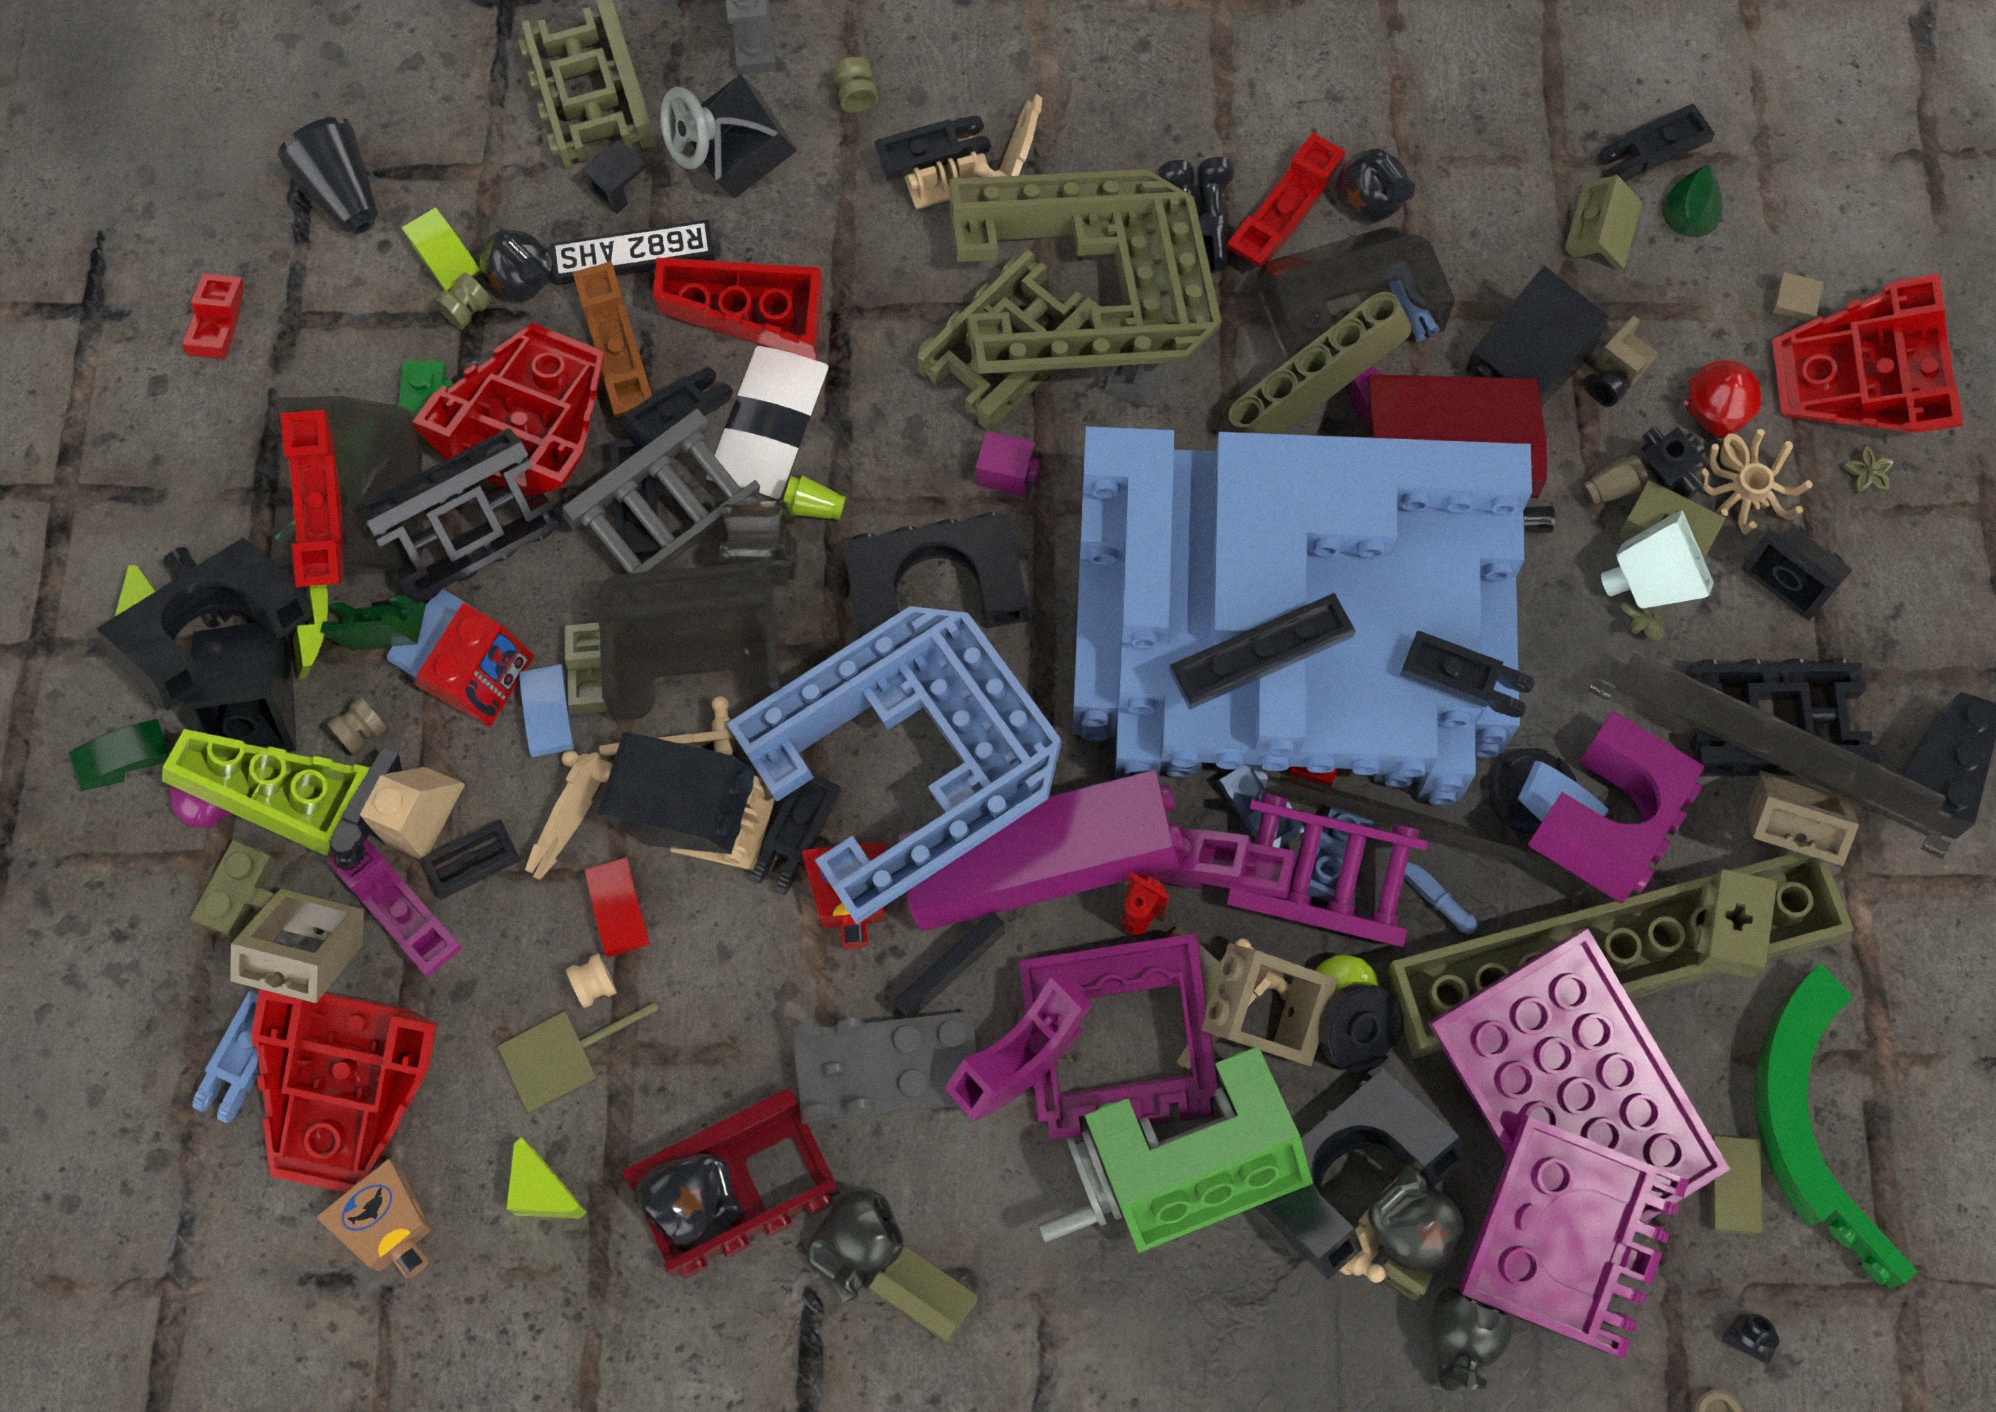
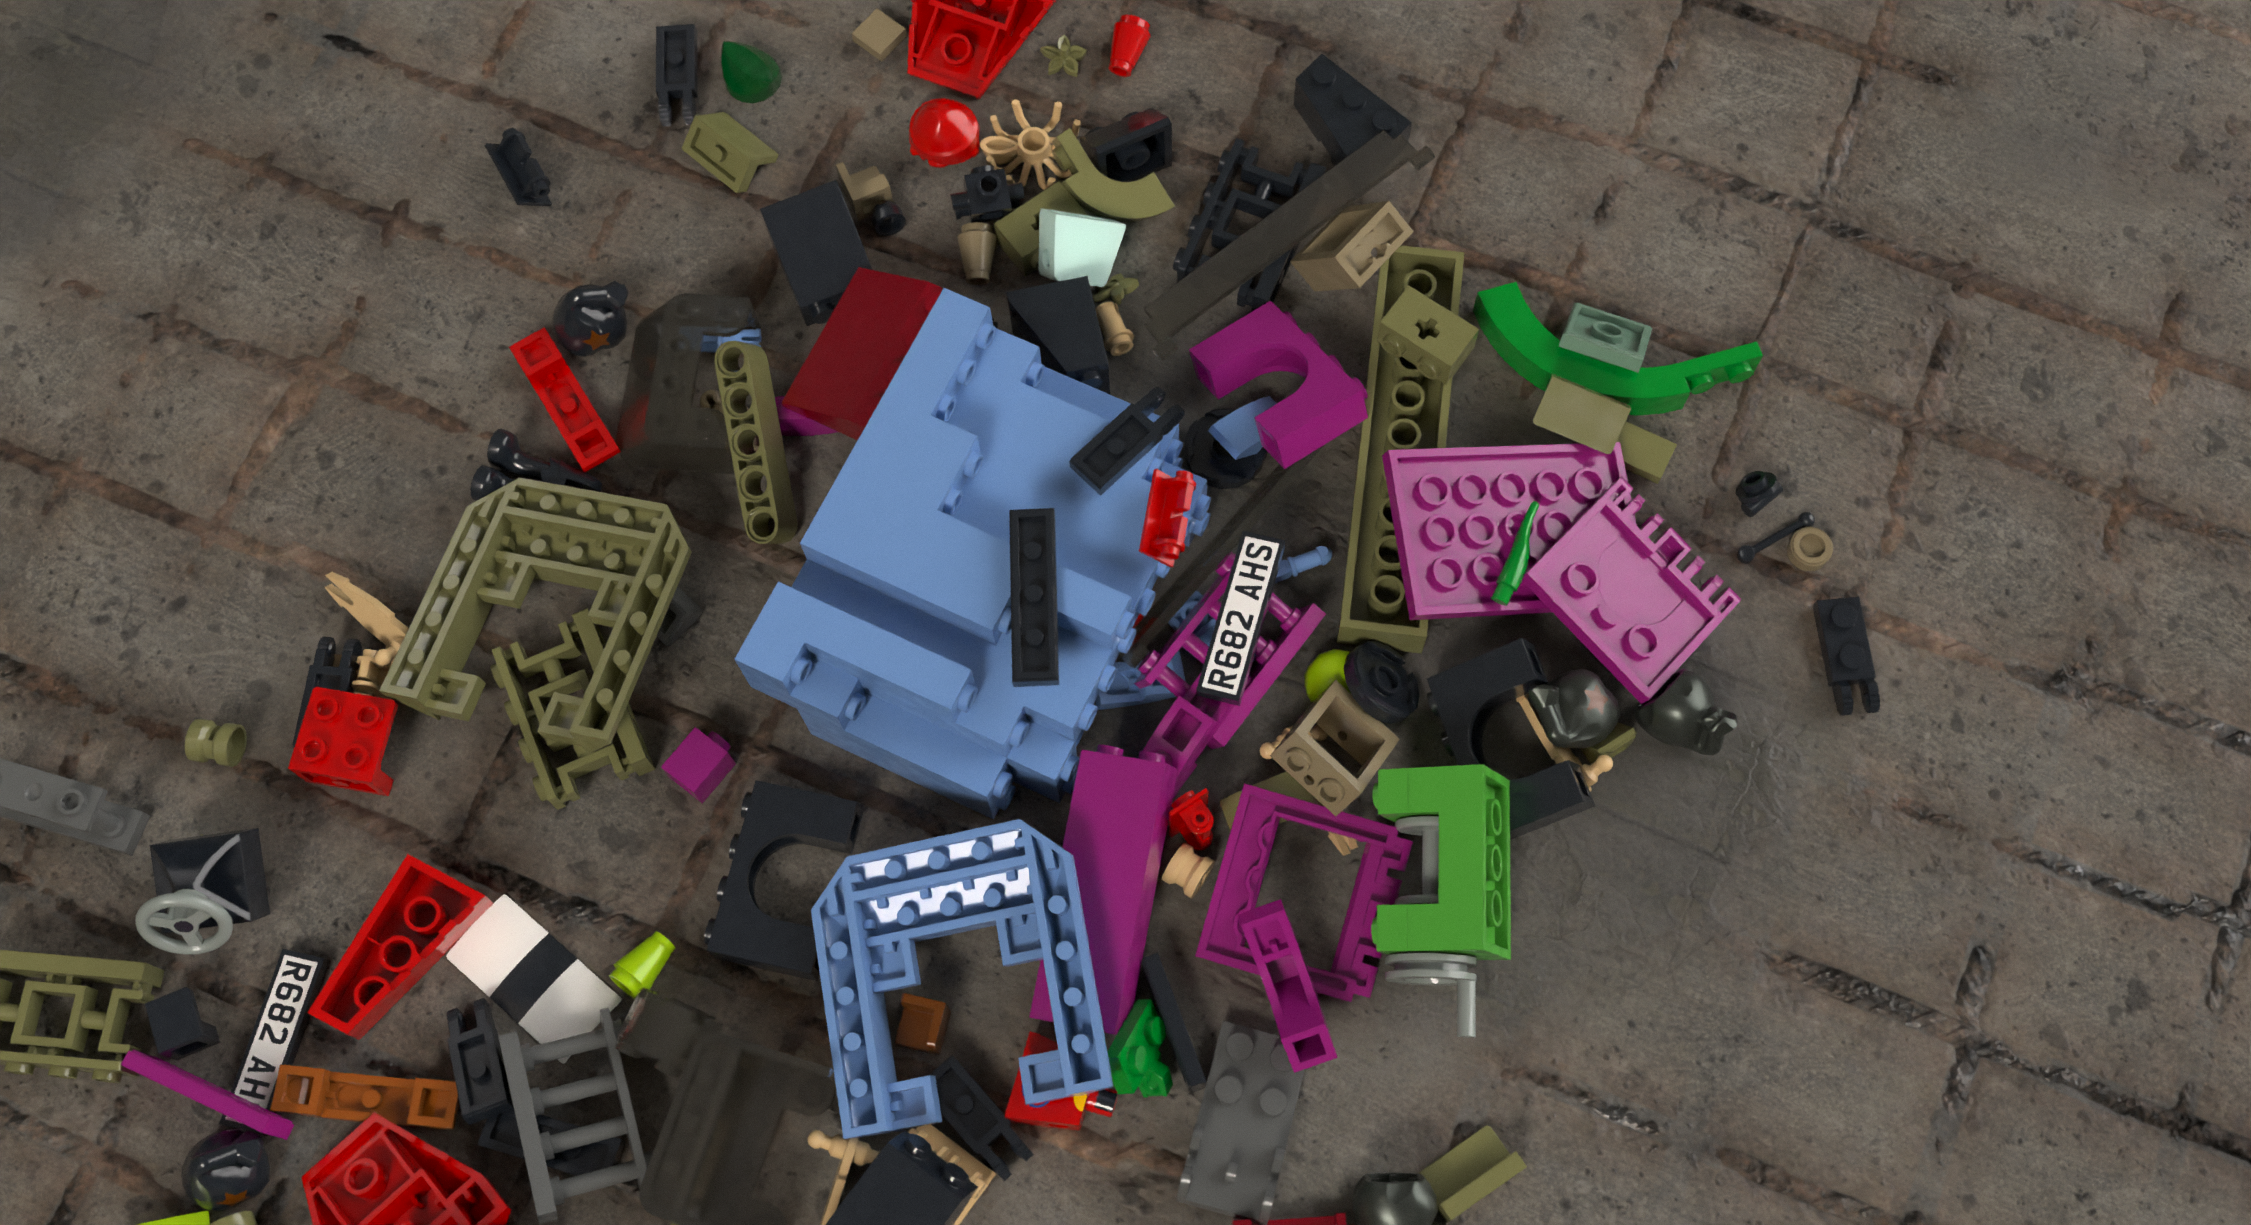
camera: 65 degrees left, 0 degrees up
(566, 222) = (208, 1094): none -> magenta tile
(857, 752) = (922, 1024): none -> reddish brown panel
(898, 176) = (344, 741): none -> red bracket
(904, 943) = (1135, 1053): none -> green hinge
(1097, 922) = (1188, 870): none -> tan wheel
(1352, 861) = (1240, 618): none -> tile
(1405, 739) = (1164, 519): none -> red hinge
(1486, 60) = (520, 173): none -> black hinge
(1541, 1102) = (1517, 560): none -> green animal
(1568, 593) = (1065, 327): none -> black slope
(1593, 644) = (1116, 336): none -> tan pin
(1679, 1350) = (1747, 553): none -> black hinge
(1732, 567) = (1102, 195): none -> olive arch
(1737, 1114) = (1581, 414): none -> olive panel
(1841, 1113) = (1606, 337): none -> sand green tile
(1915, 523) = (1128, 43): none -> red cone

